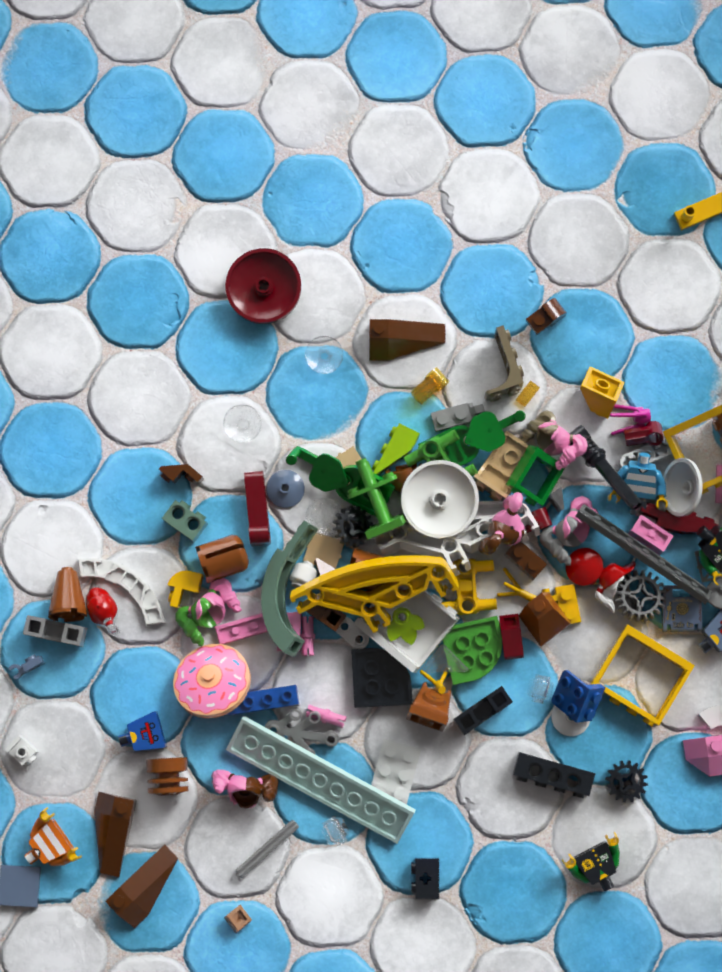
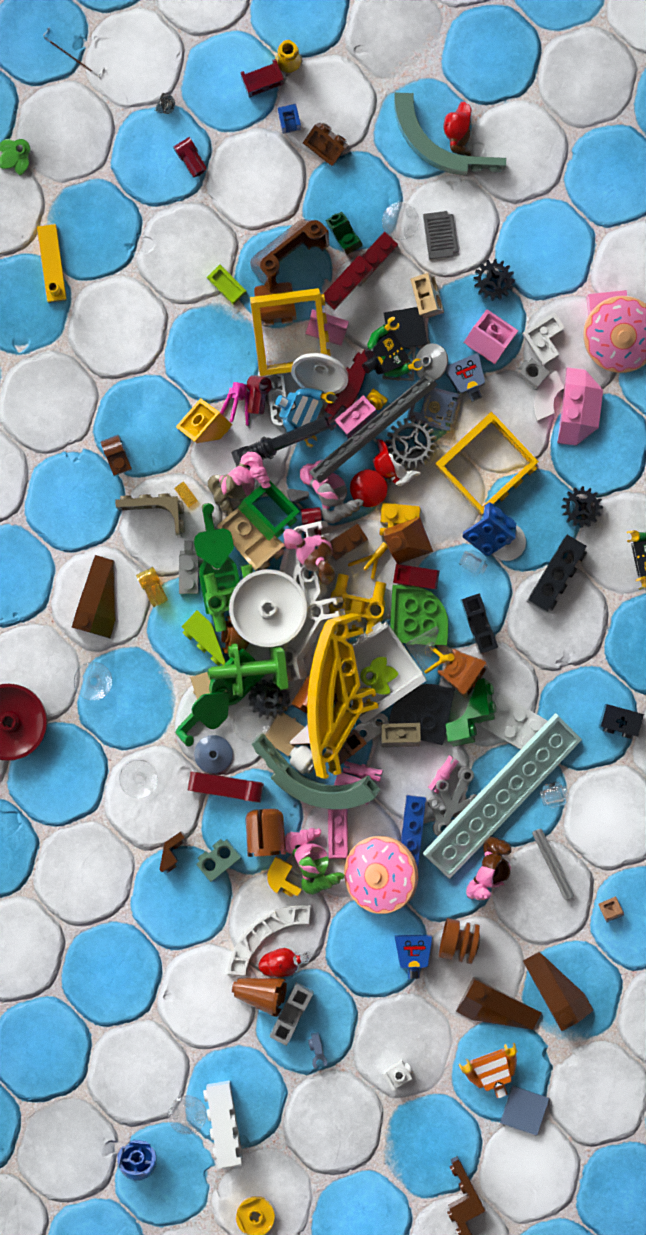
camera: 80 degrees left, 5 degrees up
(352, 663) = (401, 735): none -> dark tan panel
(398, 733) = (480, 709): none -> green arch
(673, 551) = (376, 399): none -> yellow plate

